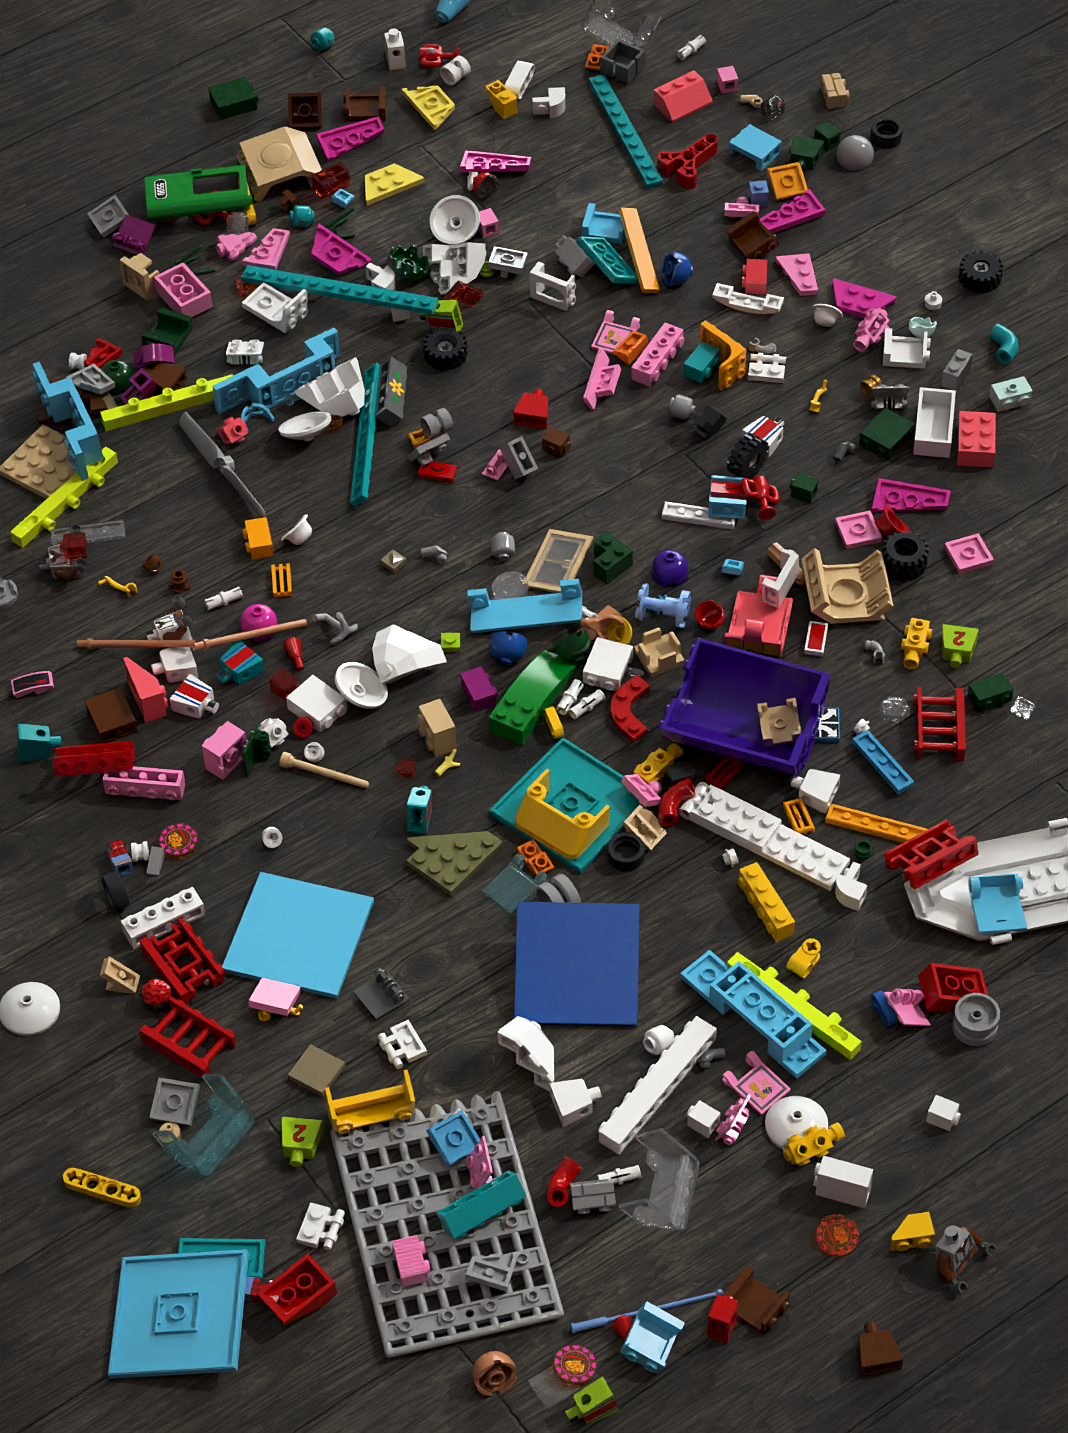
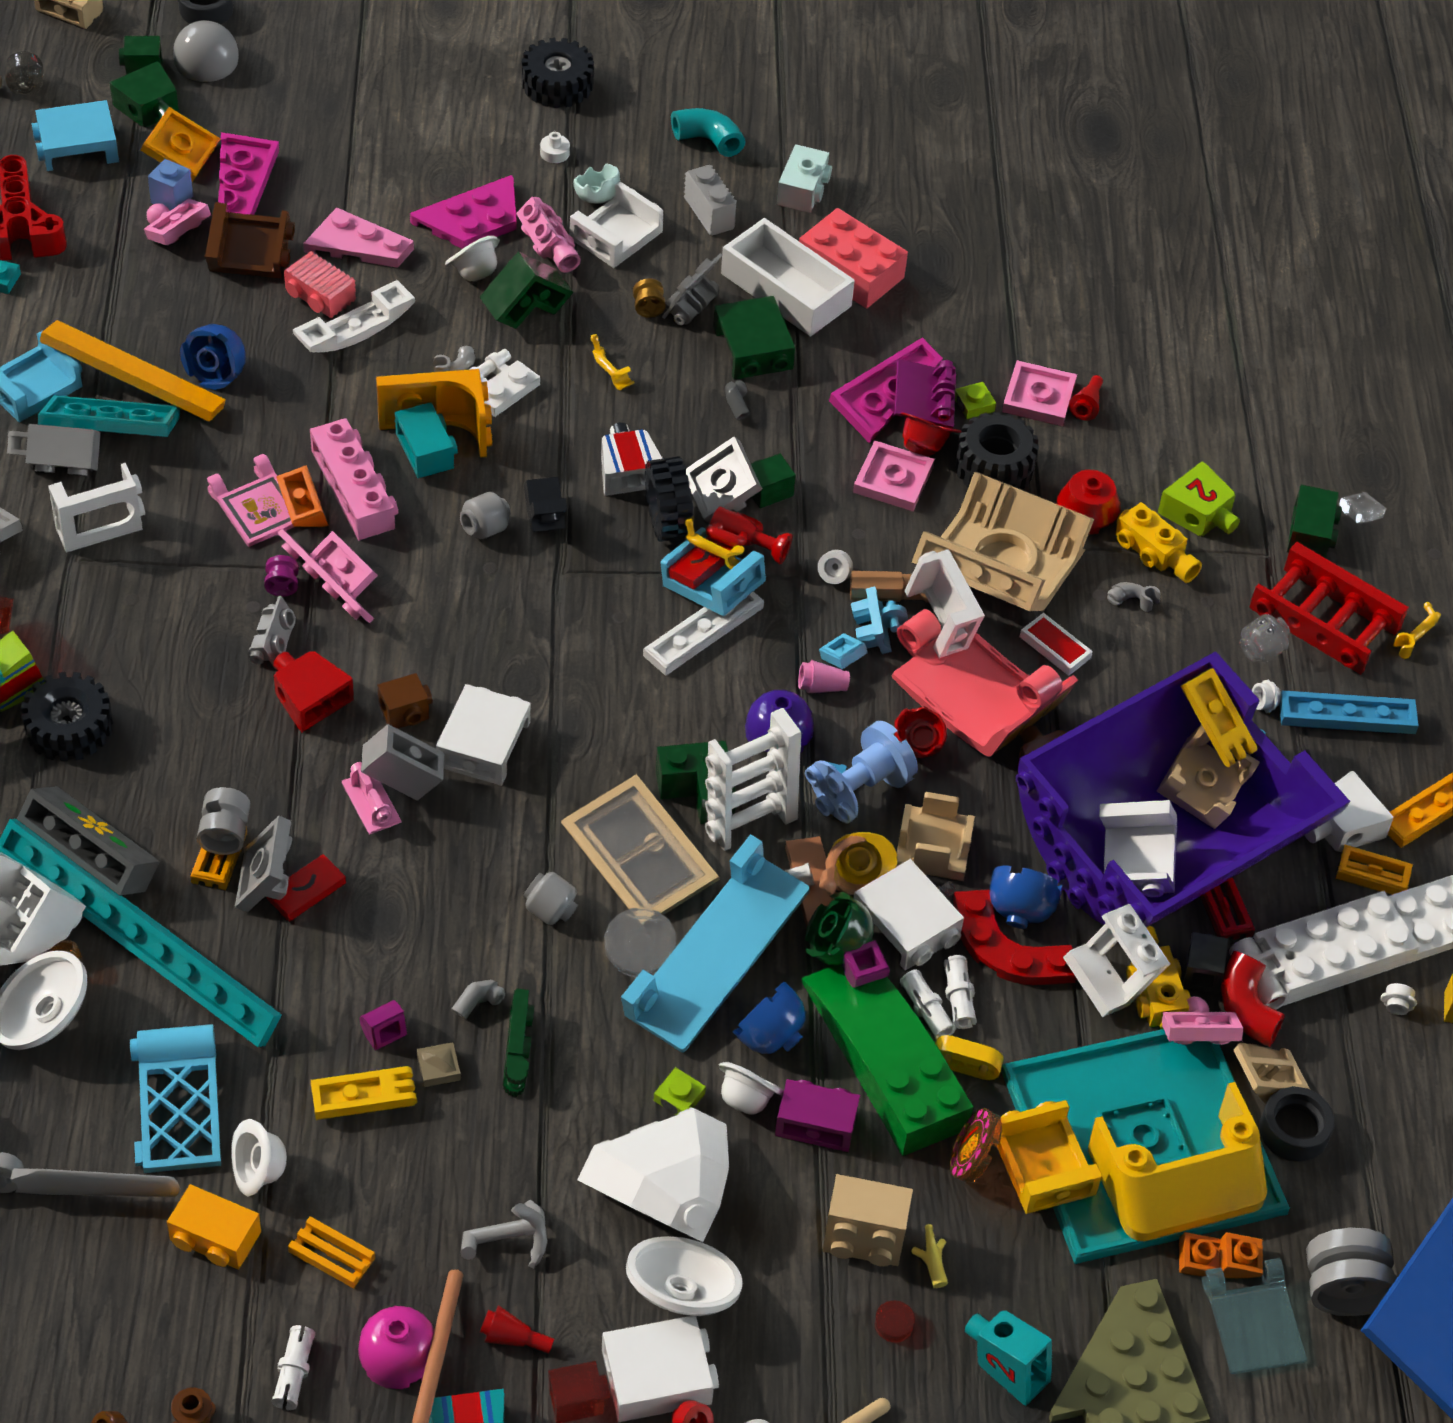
camera: 60 degrees left, 0 degrees up
(323, 480) = (165, 1053): none -> medium azure piece
(357, 545) = (363, 1092): none -> yellow hinge
(394, 532) = (384, 1024): none -> magenta brick
(423, 576) = (518, 1044): none -> dark green hinge
(467, 657) = (745, 1089): none -> white hat
(504, 745) = (973, 1144): none -> clear orange tile
(523, 769) = (1045, 1157): none -> yellow panel
(552, 382) = (275, 628): none -> light grey hinge
(563, 660) = (865, 964): none -> magenta brick
(564, 475) = (483, 733): none -> white panel
(582, 365) = (281, 575): none -> magenta wheel
(626, 564) = (780, 782): none -> white fence
(641, 738) = (1097, 973): none -> white panel
(652, 696) = (1024, 896): none -> blue cylinder
(709, 568) = (819, 678): none -> bright pink cone
(715, 720) = (1142, 843): none -> white panel
(734, 477) = (699, 541): none -> yellow piece
(763, 566) = (881, 617): none -> medium azure hips
(777, 535) = (835, 566): none -> white tile
(784, 470) = (723, 479): none -> light grey hinge
(801, 699) = (1219, 717): none -> yellow hinge
(824, 338) = (522, 287): none -> dark green brick
(913, 603) = (1092, 495): none -> red cone
(917, 511) = (926, 391): none -> magenta hinge
(937, 533) = (974, 400): none -> lime plate
(951, 766) = (1408, 640): none -> yellow piece
(979, 571) = (1086, 402): none -> red cone

